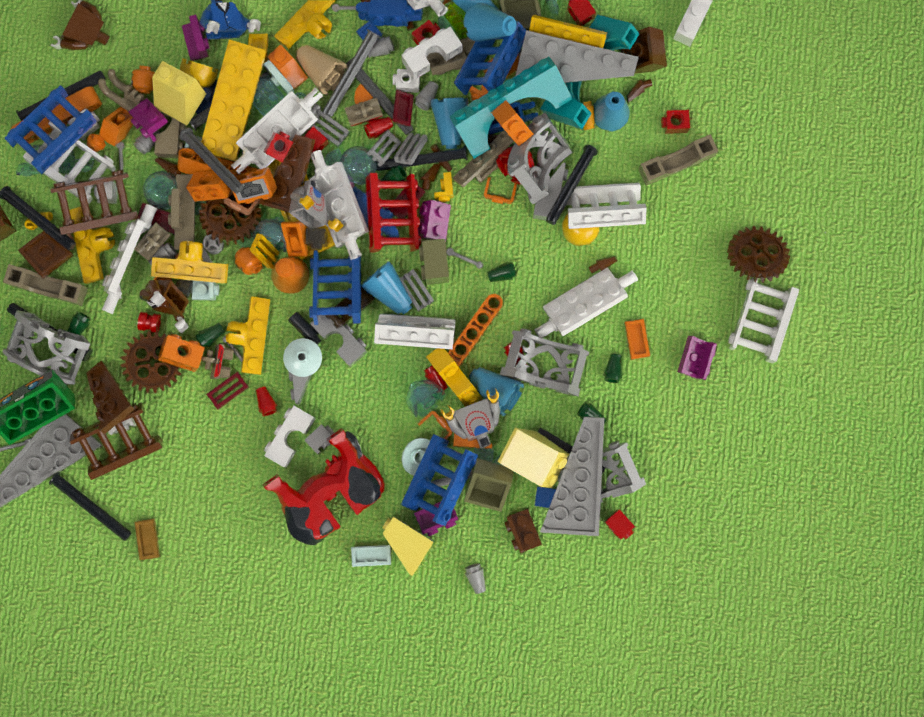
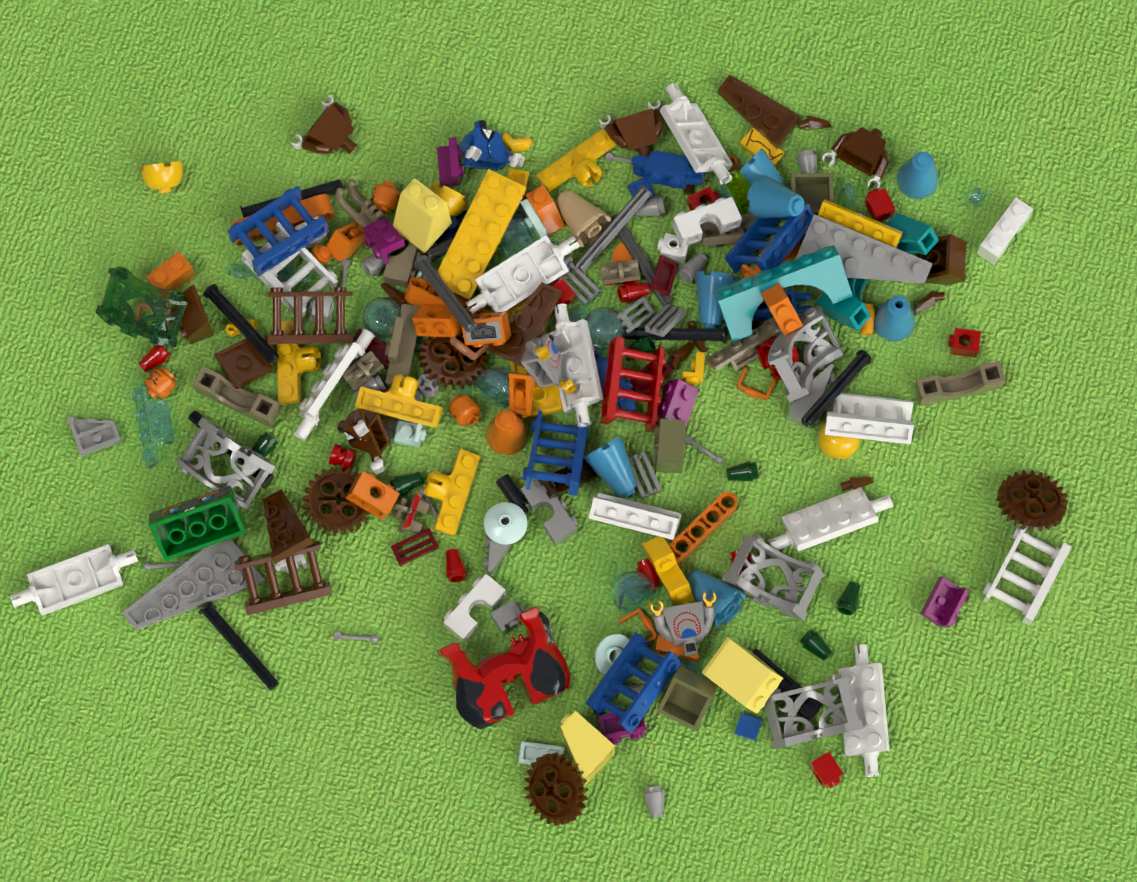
camera: 10 degrees right, 10 degrees down
(147, 539) = (295, 693): pearl gold tile -> none
(175, 481) = (338, 636): none -> light grey hinge
(253, 10) = (518, 144): none -> yellow arm
(266, 248) = (486, 398): yellow tile -> none
(281, 154) = (512, 294): red brick -> none
(316, 238) = (544, 397): clear smoke plate -> none
(389, 586) = (556, 789): none -> reddish brown gear
(523, 531) = (717, 759): reddish brown bracket -> none
(578, 494) = (786, 722): light grey wing -> none
(637, 339) = (881, 572): orange tile -> none
(648, 462) = (870, 706): none -> white plate

